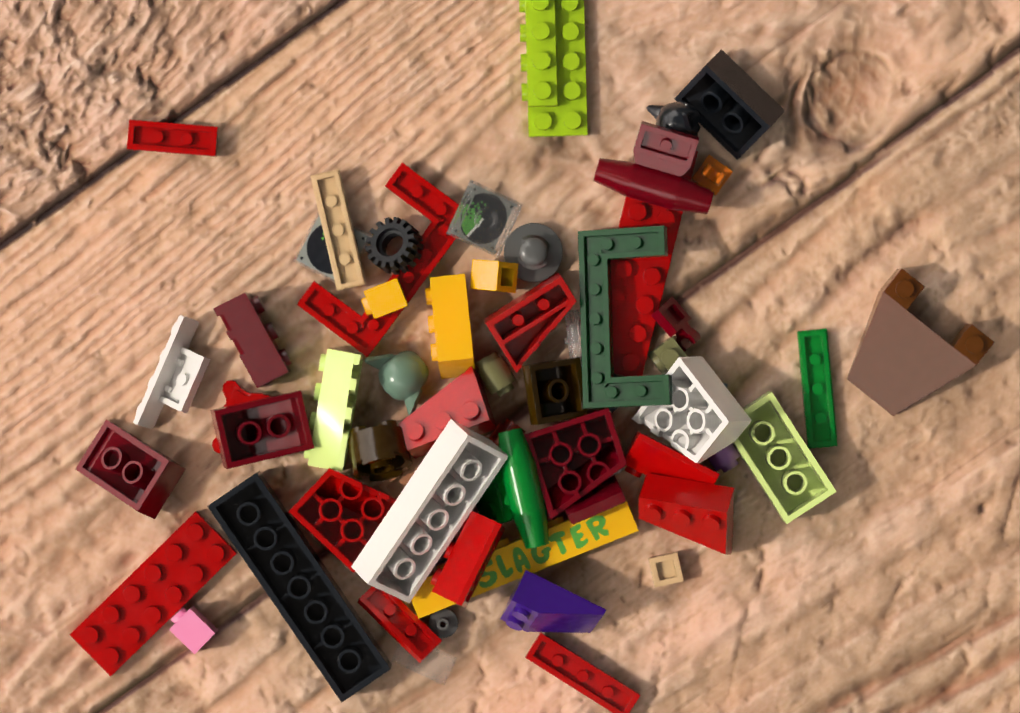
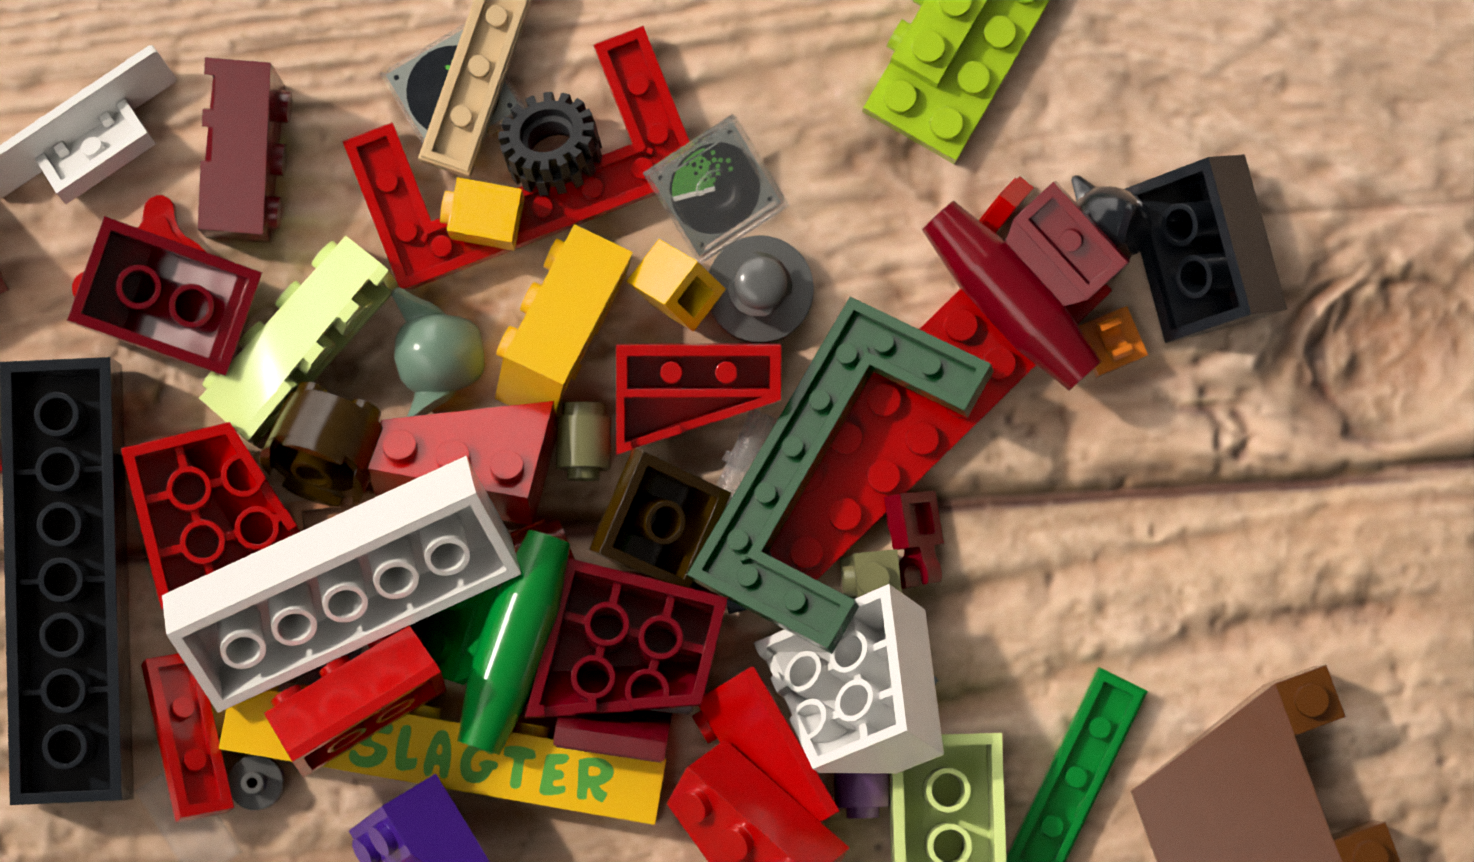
camera: 25 degrees right, 5 degrees down
(623, 142) = (1006, 203): none -> red tile

